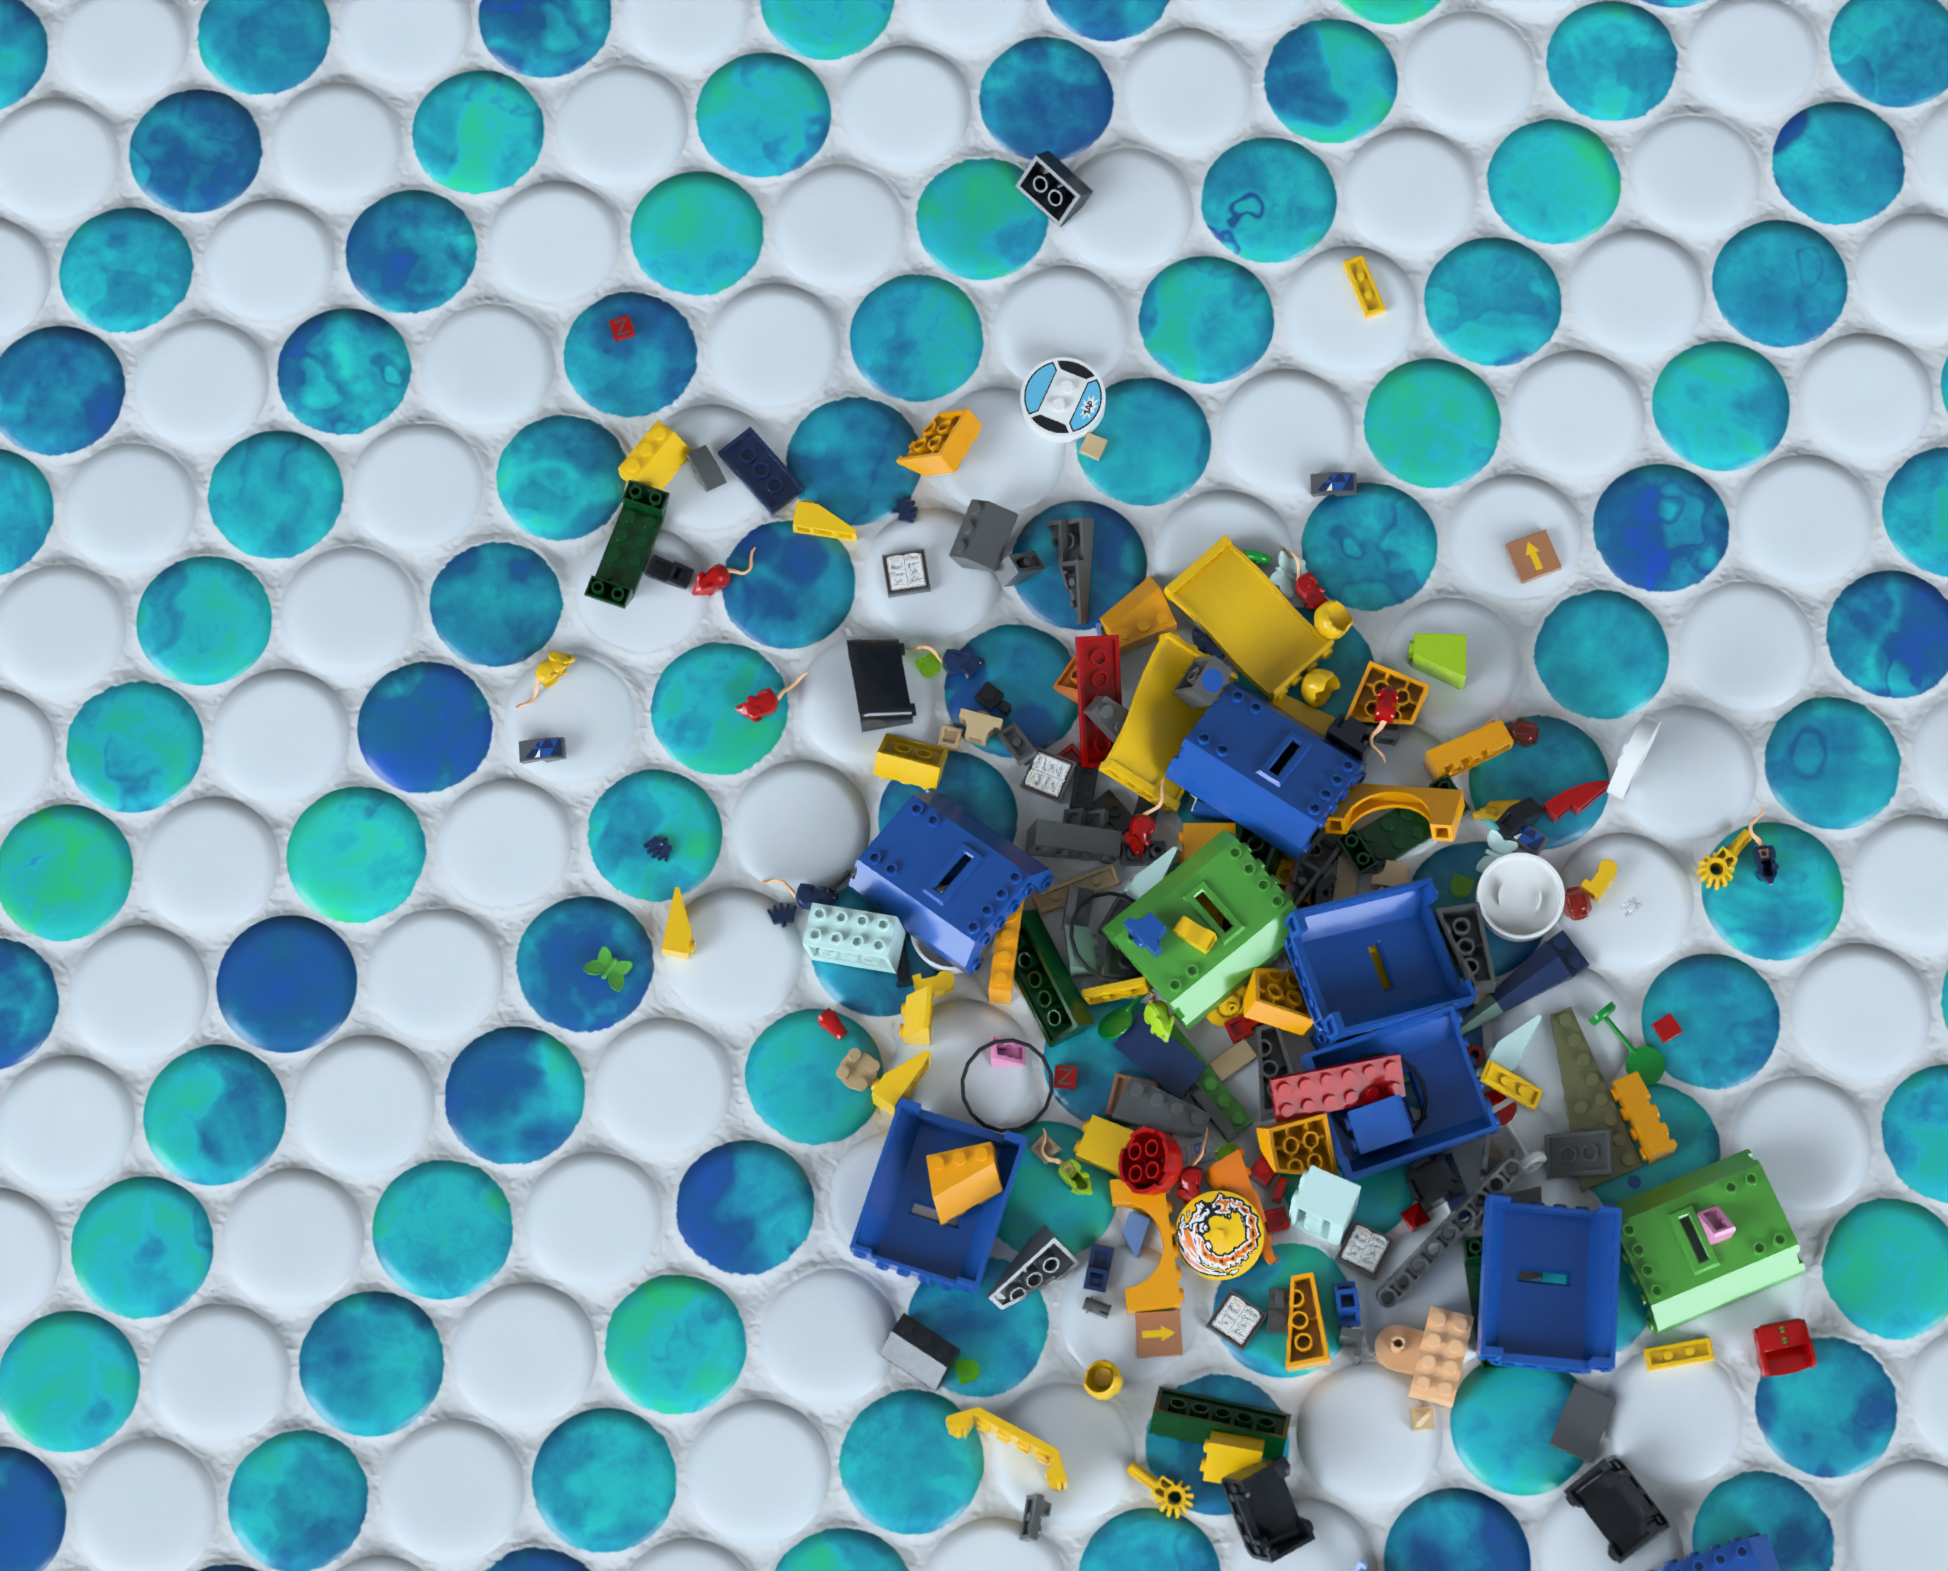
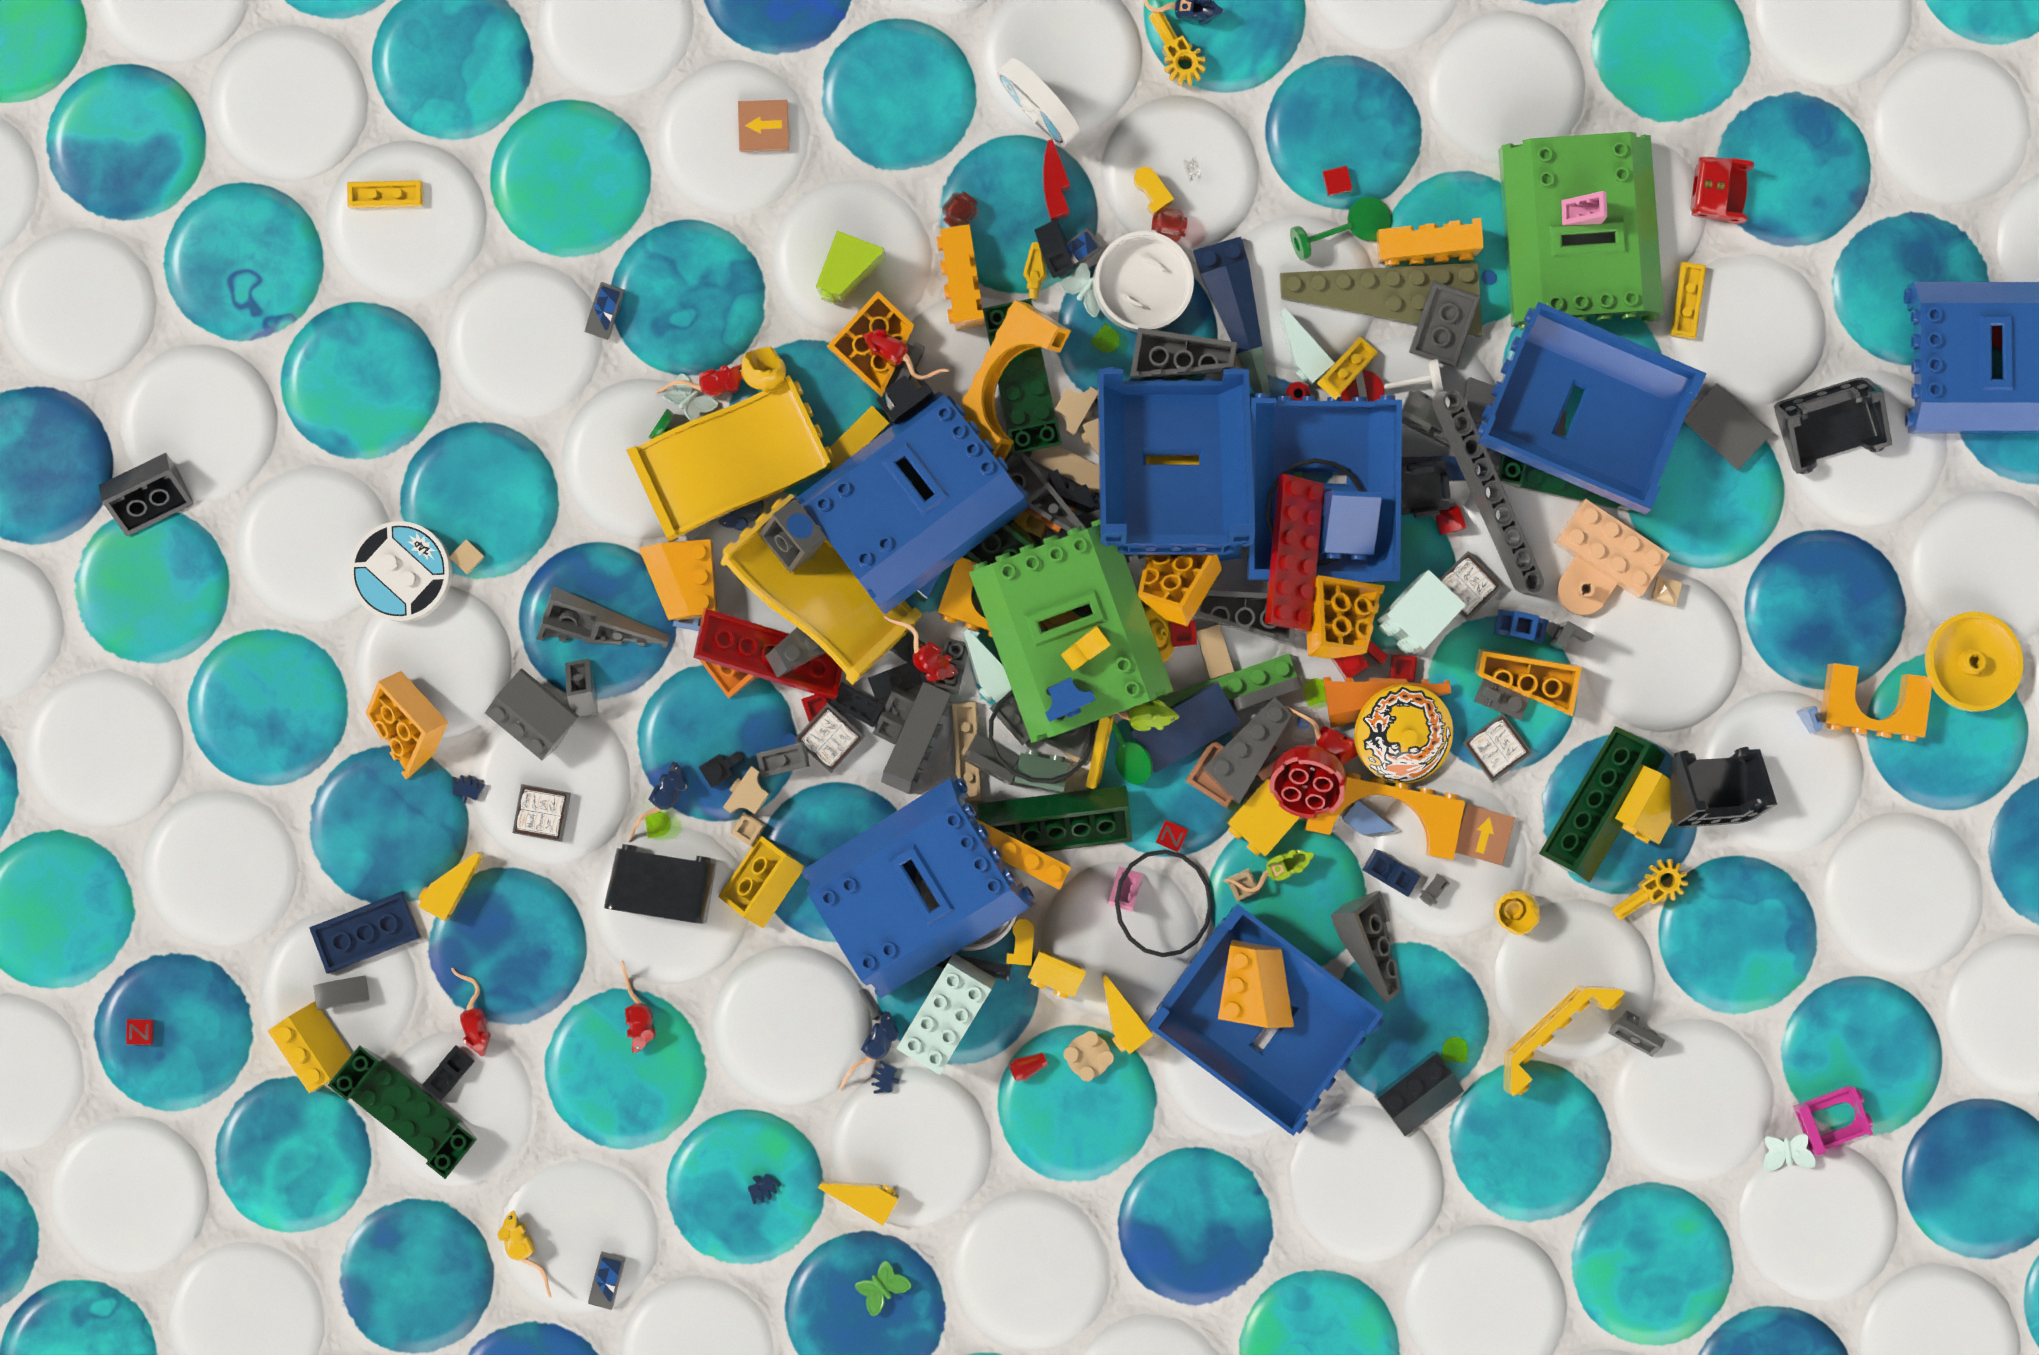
camera: 70 degrees left, 15 degrees up
(1318, 686) = (833, 411): yellow hair -> none

